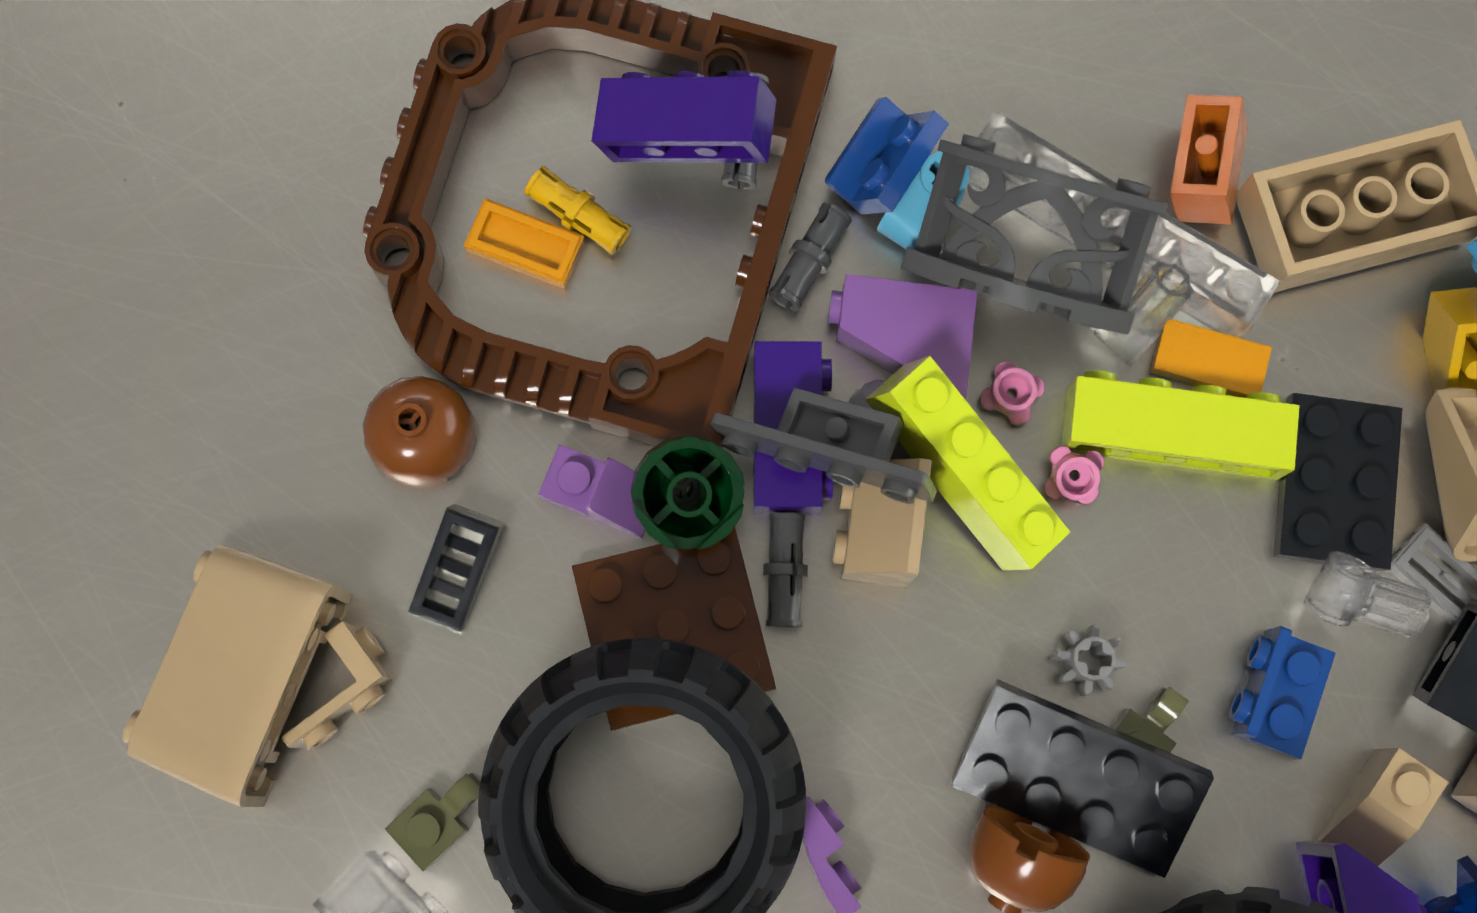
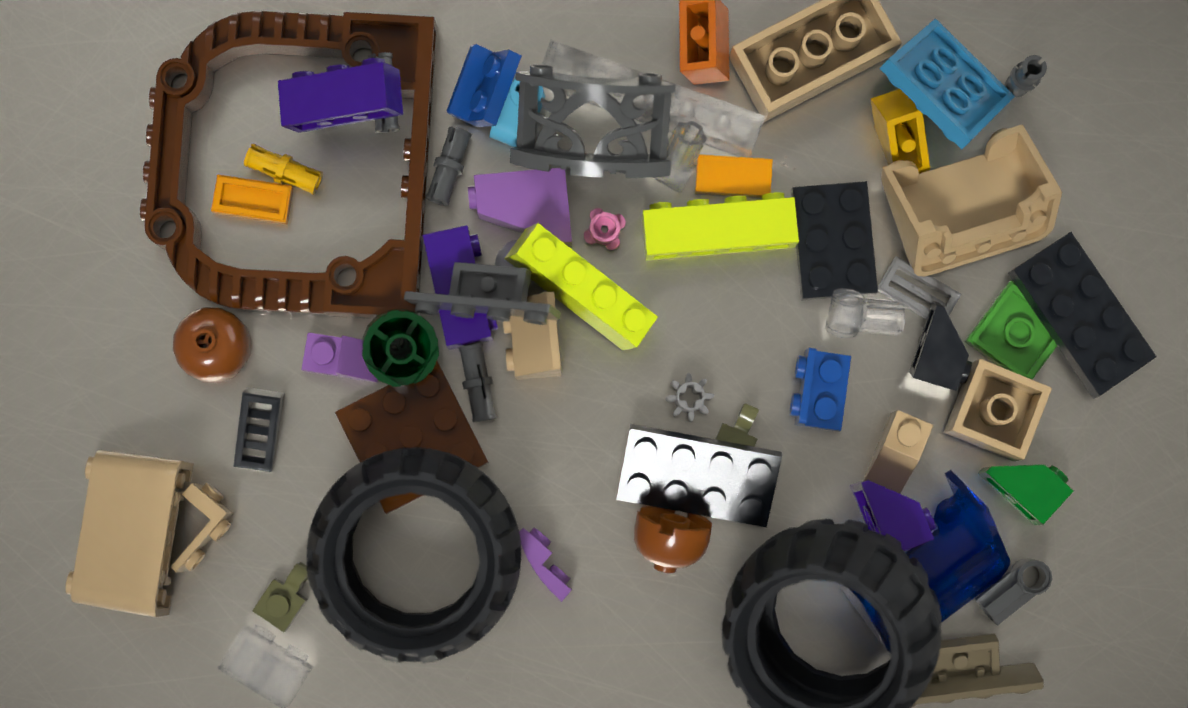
camera: 15 degrees left, 5 degrees up
(1080, 489) = (664, 283): bright pink plate -> none

